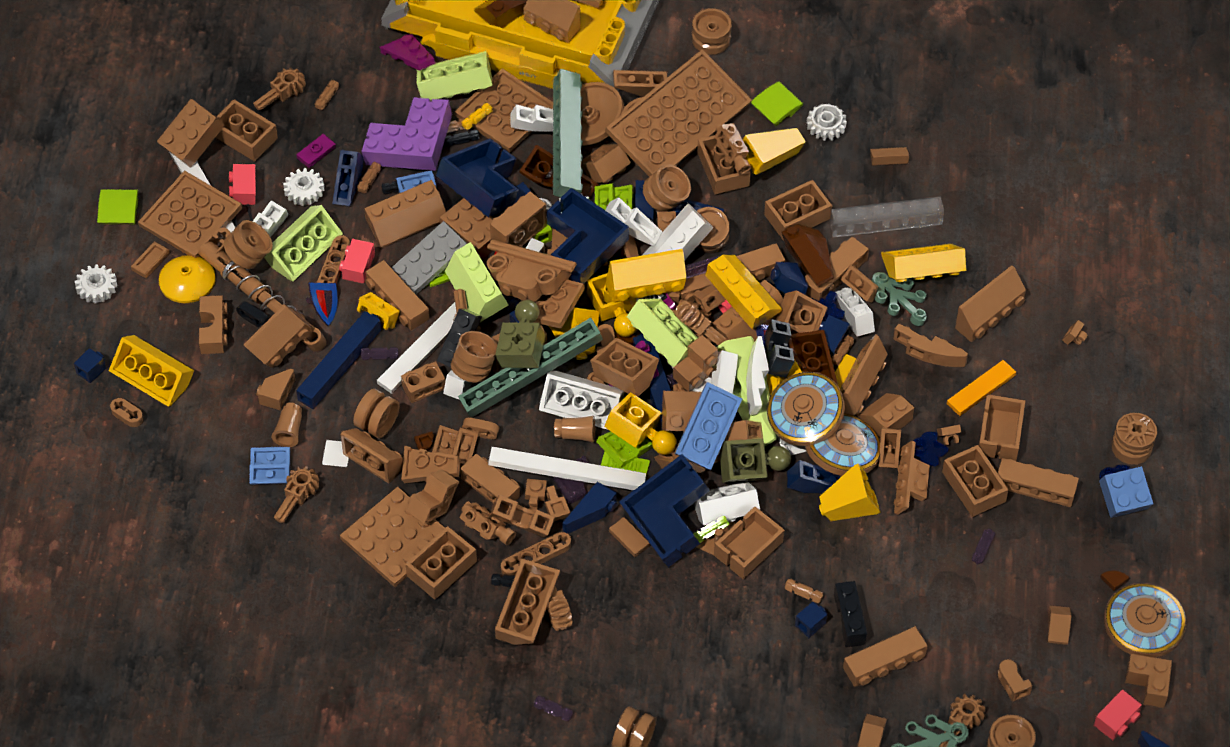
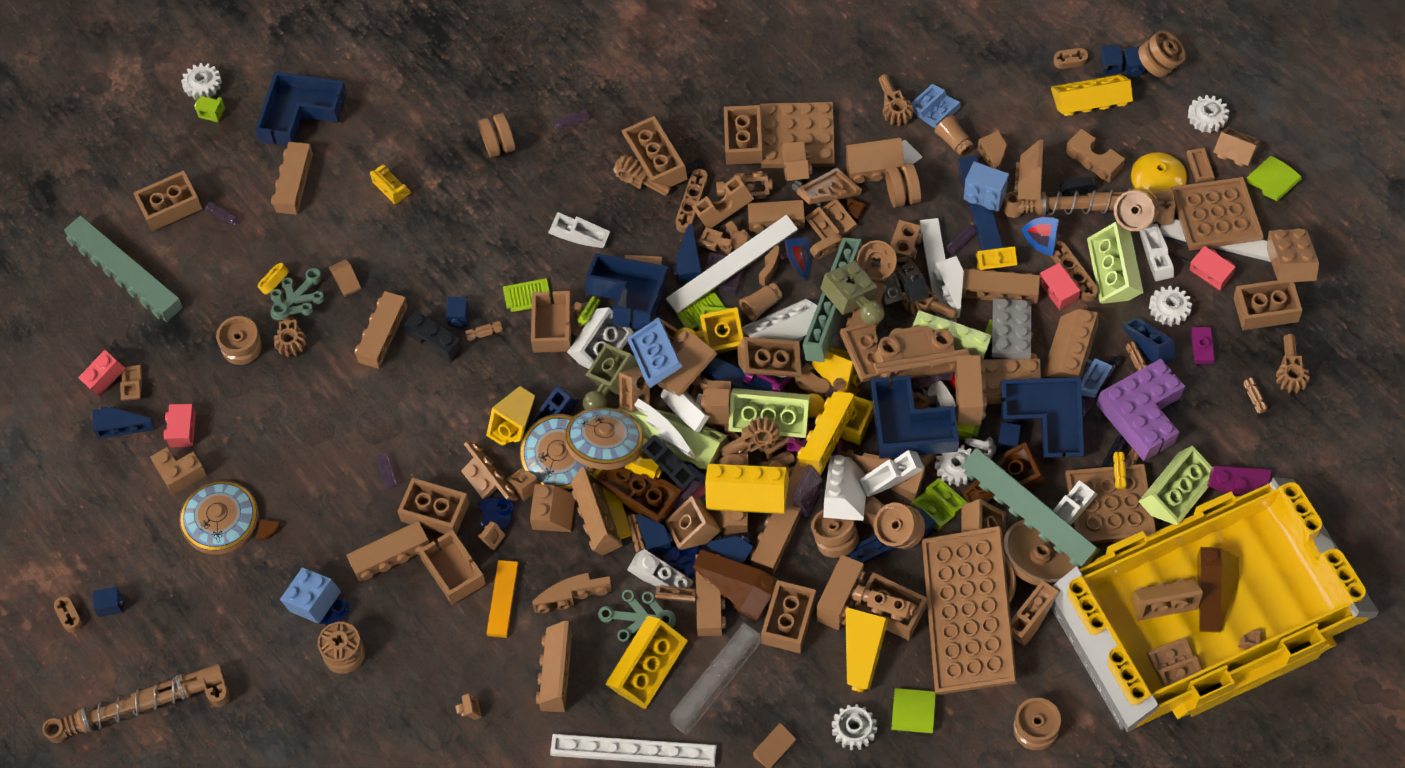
camera: 140 degrees right, 5 degrees up
(70, 341) = (1161, 53): none -> medium nougat wheel
(102, 381) = (1111, 59): none -> dark blue brick
(109, 244) = (1236, 146): none -> medium nougat slope
(329, 344) = (986, 186): none -> medium blue piece
(427, 320) = (950, 277): none -> white slope
(512, 437) = (799, 255): none -> shield
(541, 446) = (771, 265): none -> medium nougat slope
(601, 317) = (838, 384): none -> axle
(650, 604) = (578, 231): none -> white slope
(741, 593) = (519, 296): none -> lime window
(747, 192) = (840, 592): none -> medium nougat brick
(985, 227) = (633, 750): none -> white tile
(1012, 681) = (277, 388): medium nougat leg -> none
(1059, 625) = (281, 461): medium nougat slope -> none

